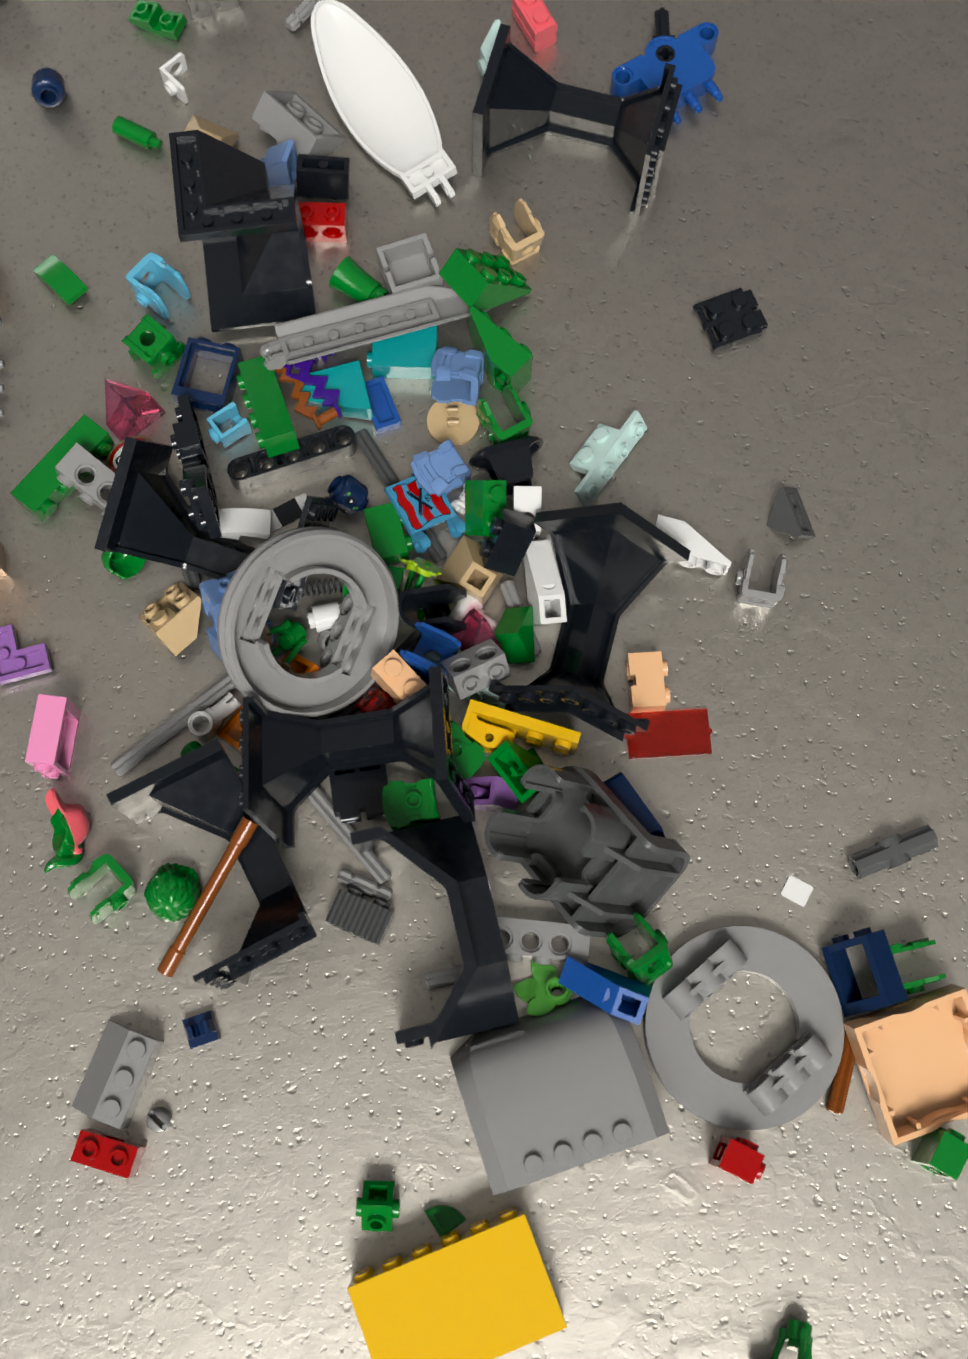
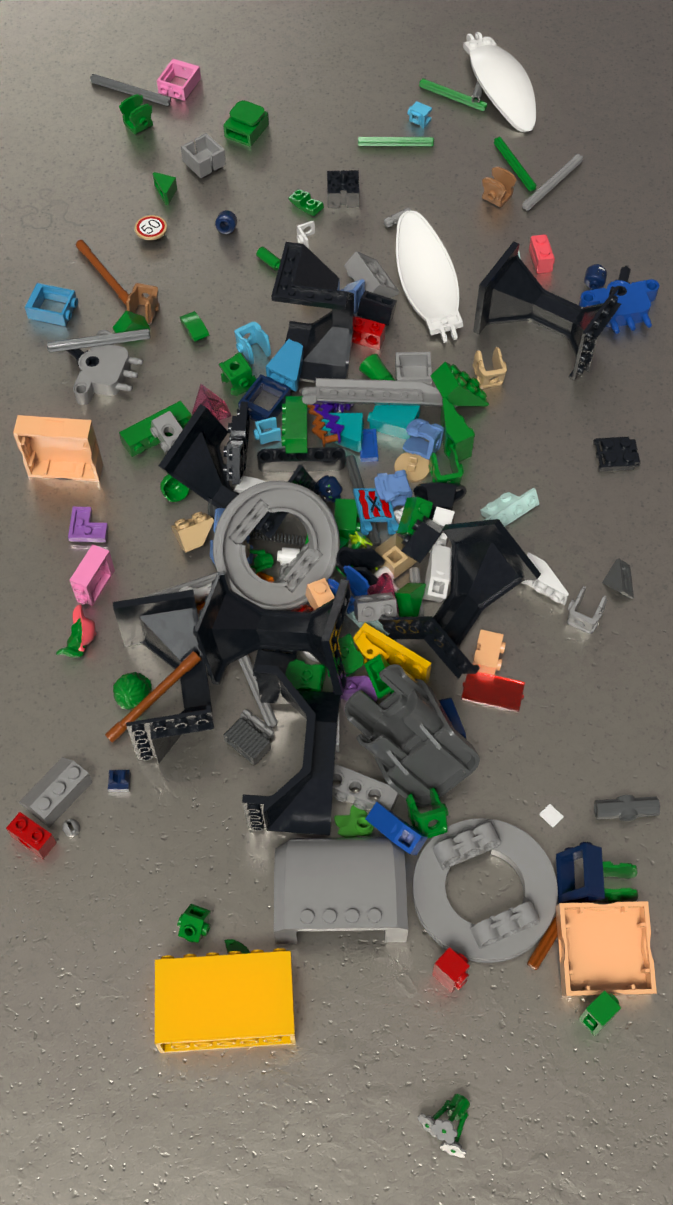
camera: 20 degrees right, 15 degrees down
(86, 881) = (79, 666): green piece -> none
(222, 311) = (287, 365): none -> dark azure slope
(622, 38) = (595, 276): none -> dark blue head

